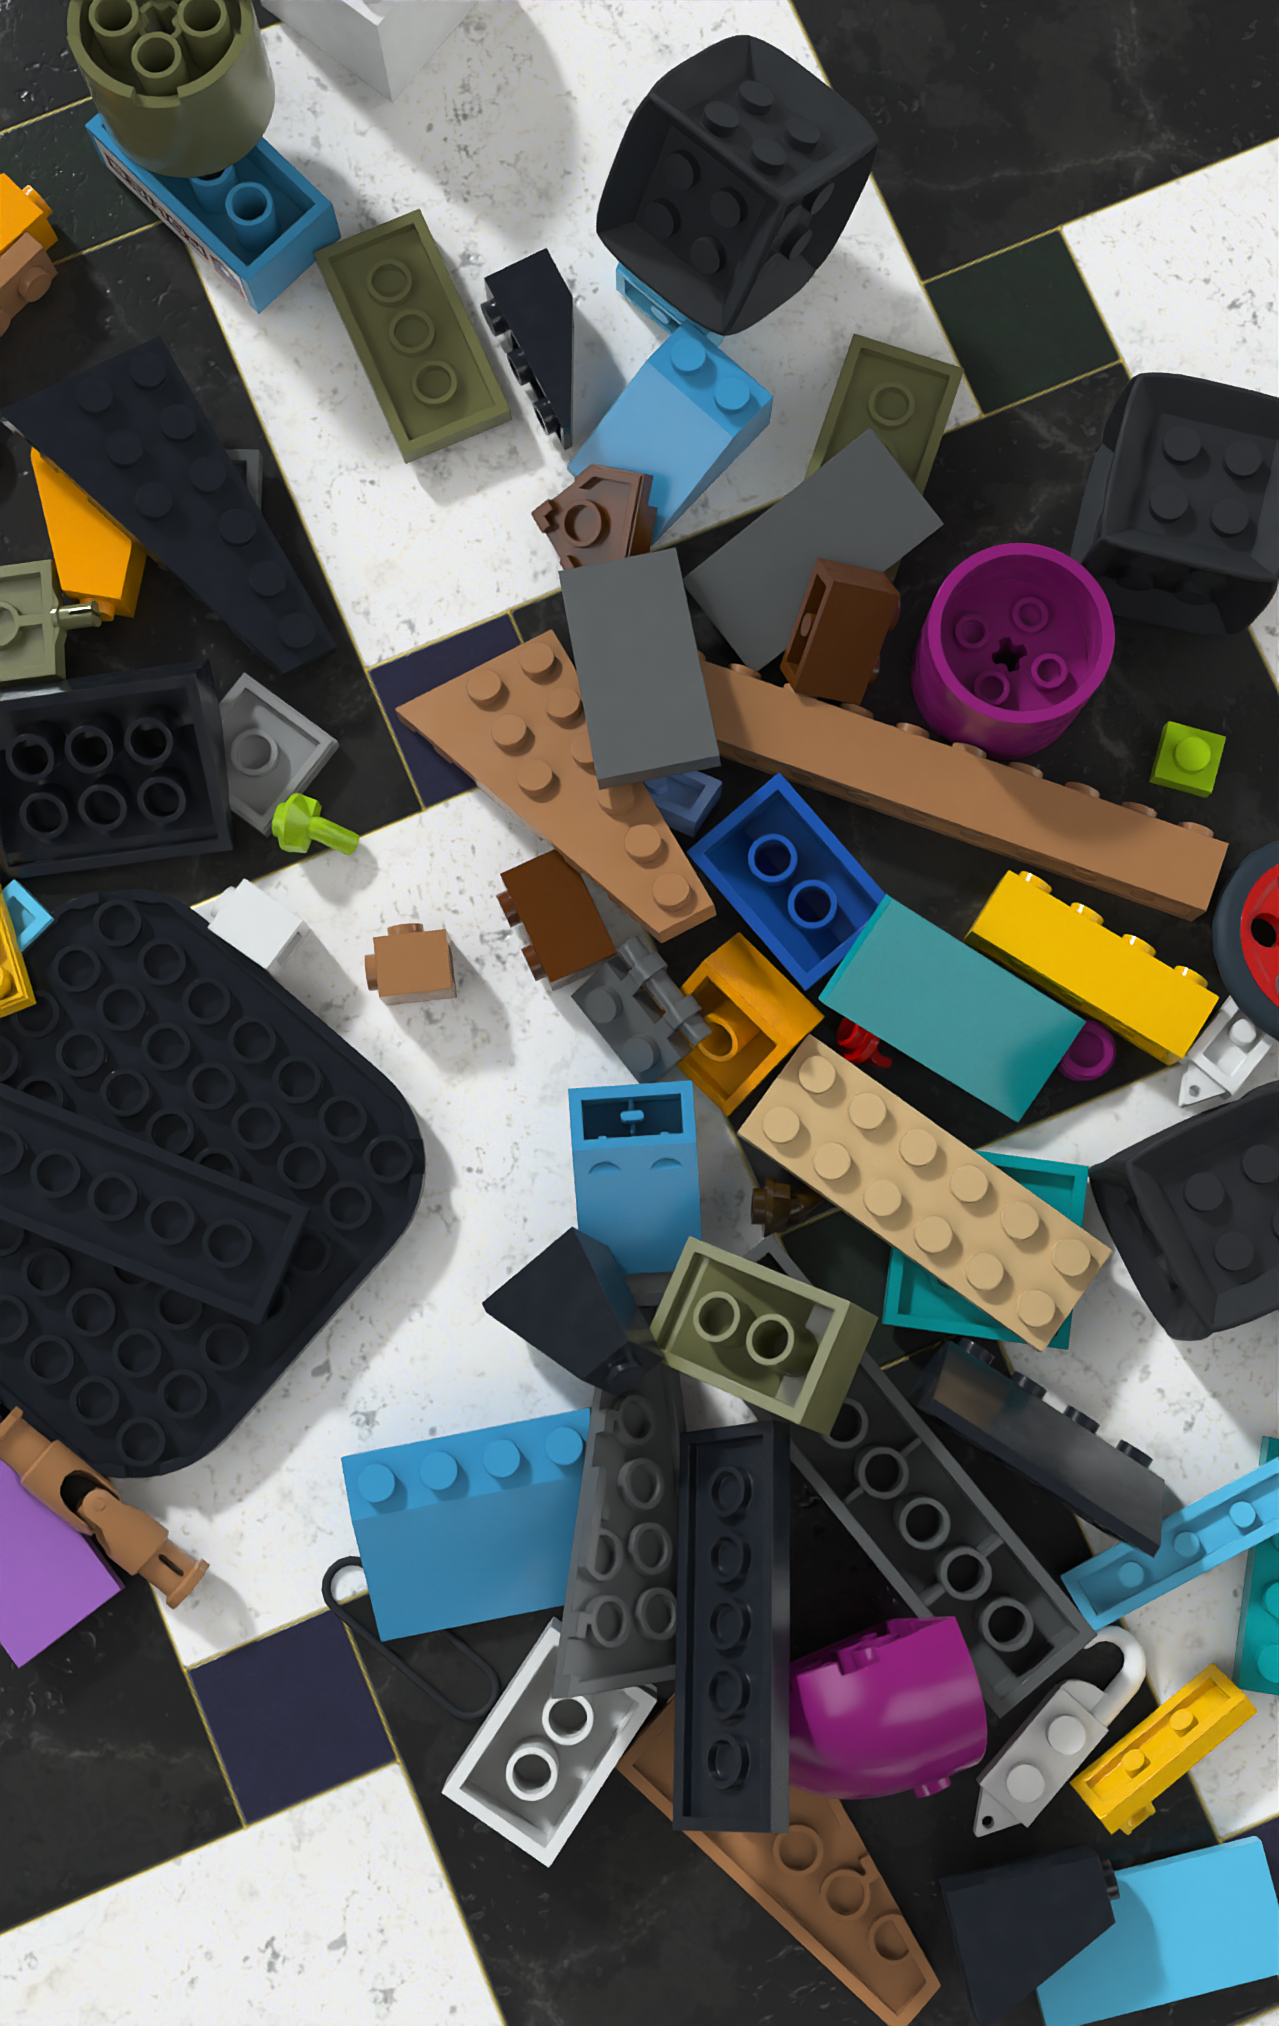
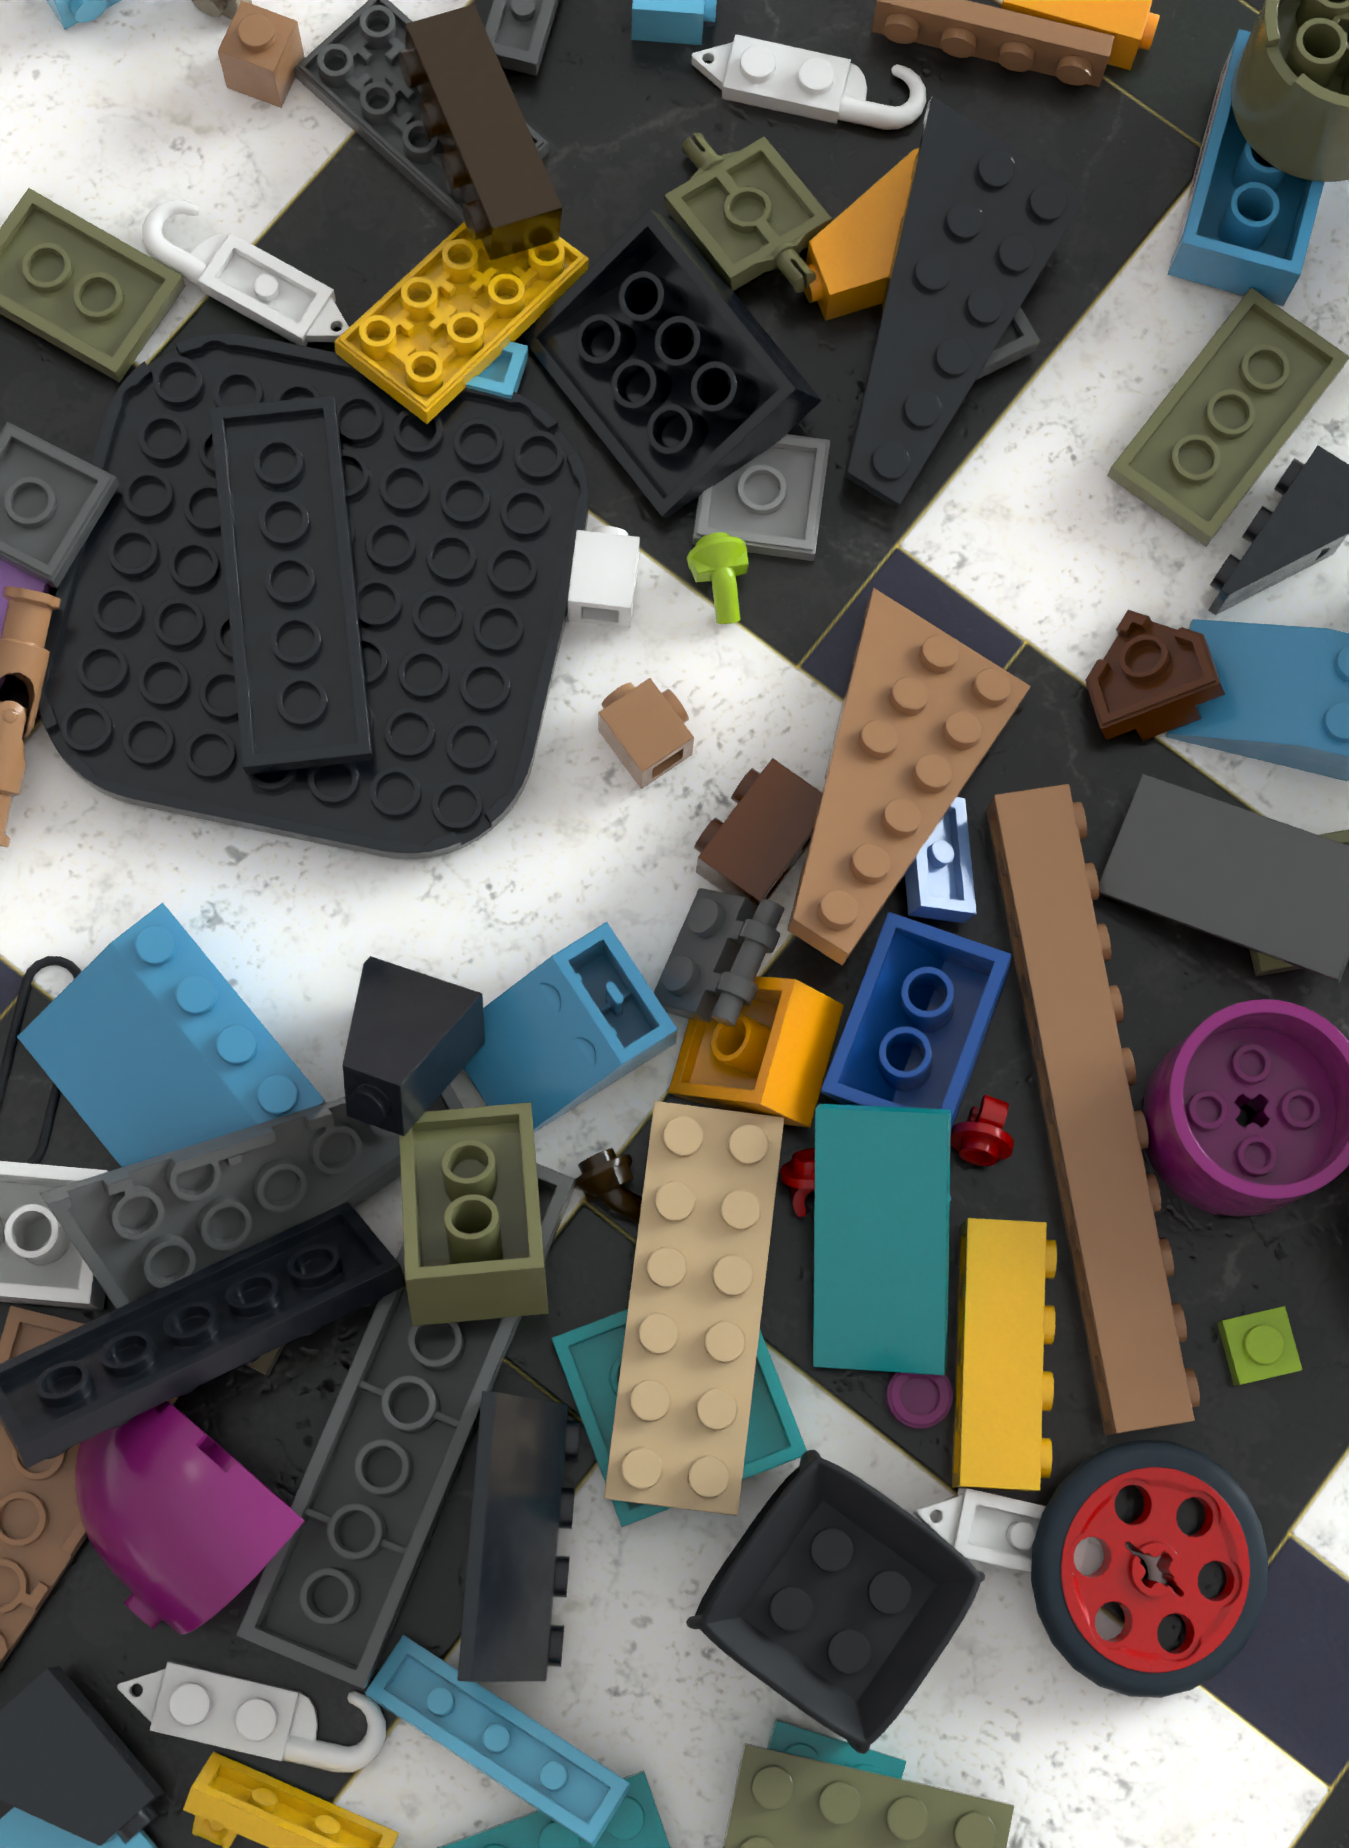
camera: 55 degrees right, 5 degrees down
(638, 669) = (1032, 774): dark grey tile -> none
(840, 631) = (1180, 943): reddish brown brick -> none
(903, 880) = (982, 1137): none -> red plate

